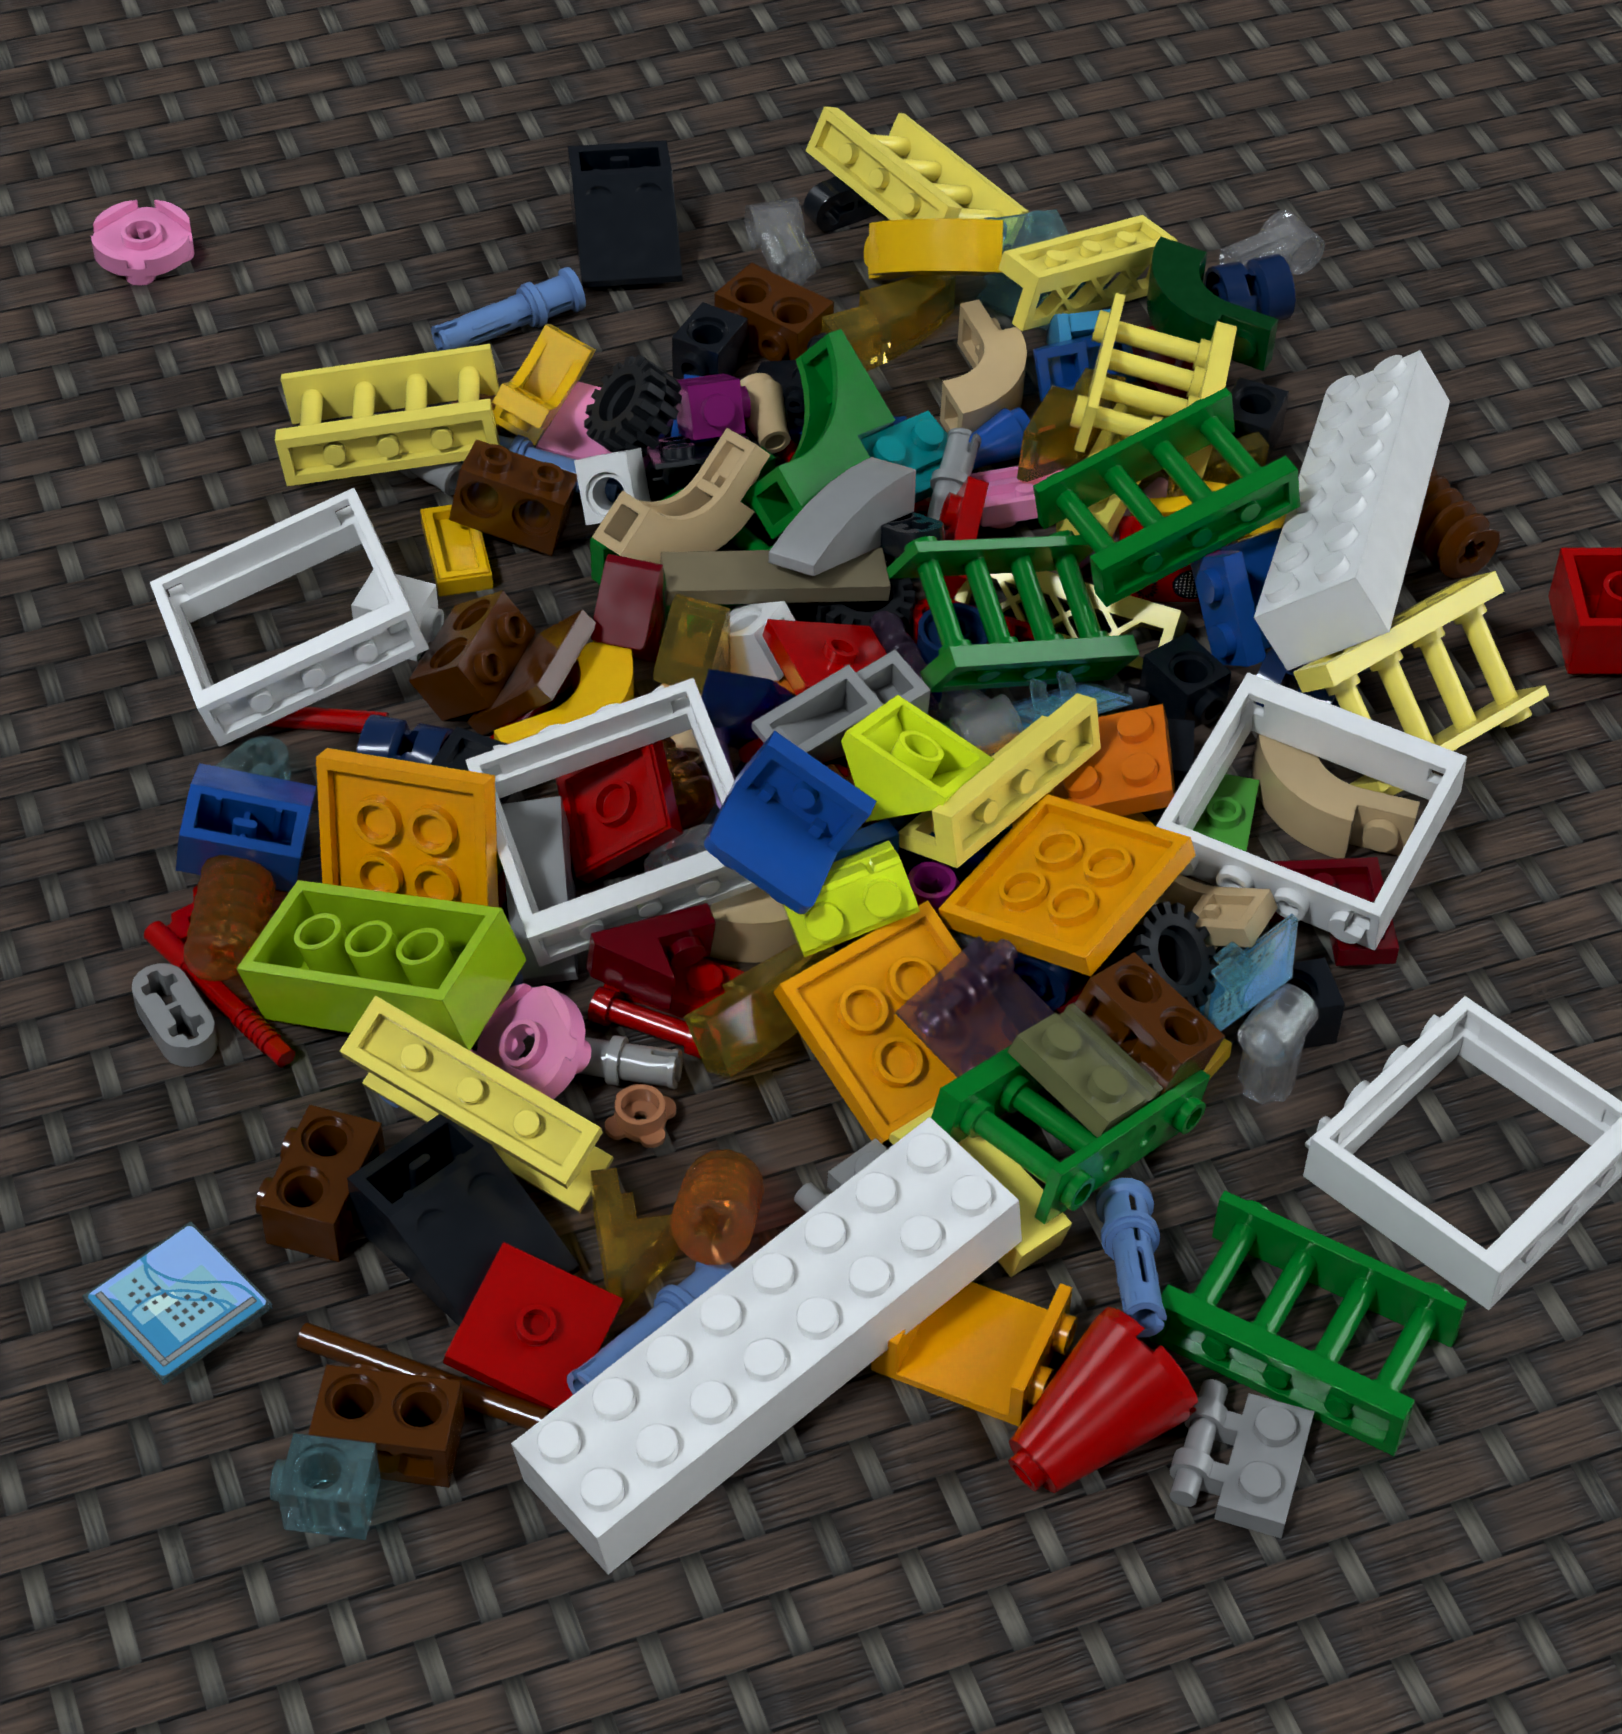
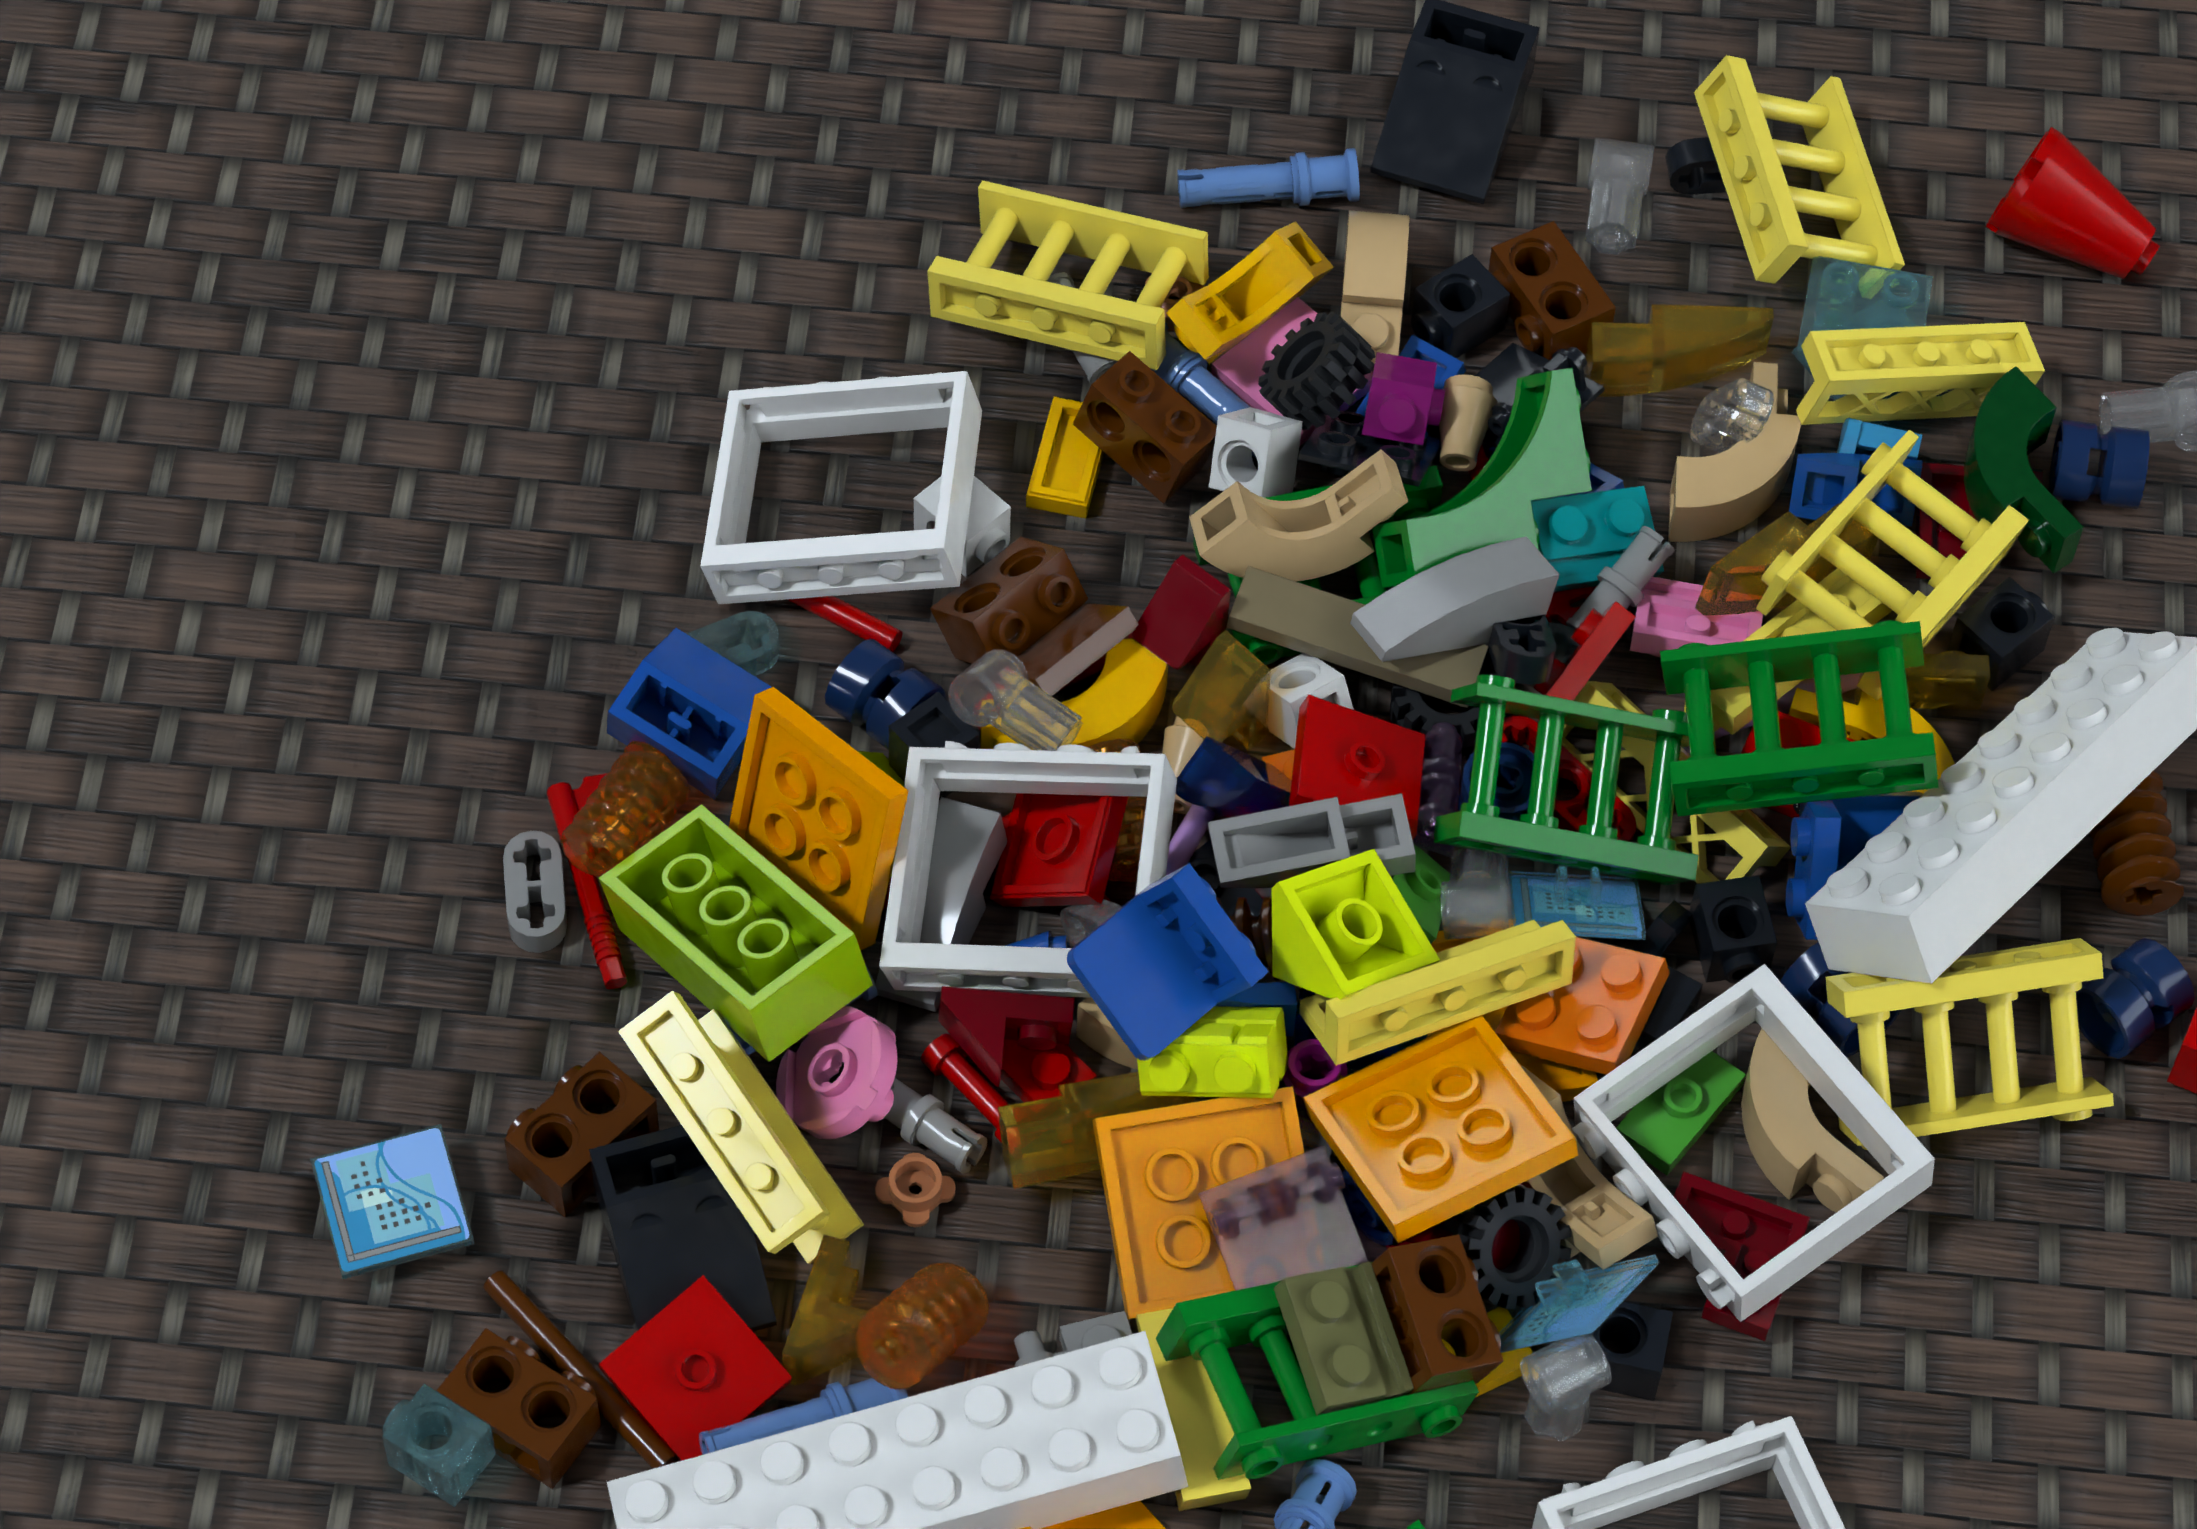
camera: 25 degrees right, 10 degrees up
(532, 706) = (999, 694): none -> clear piece
(631, 327) = (1375, 277): none -> tan arch
(933, 247) = (1751, 286): yellow arch -> none
(965, 341) = (1731, 415): none -> clear beam
(1001, 437) = (1704, 543): blue cone -> none
(1125, 144) = (2073, 212): none -> red cone
(1518, 617) = (2133, 998): none -> dark blue wheel

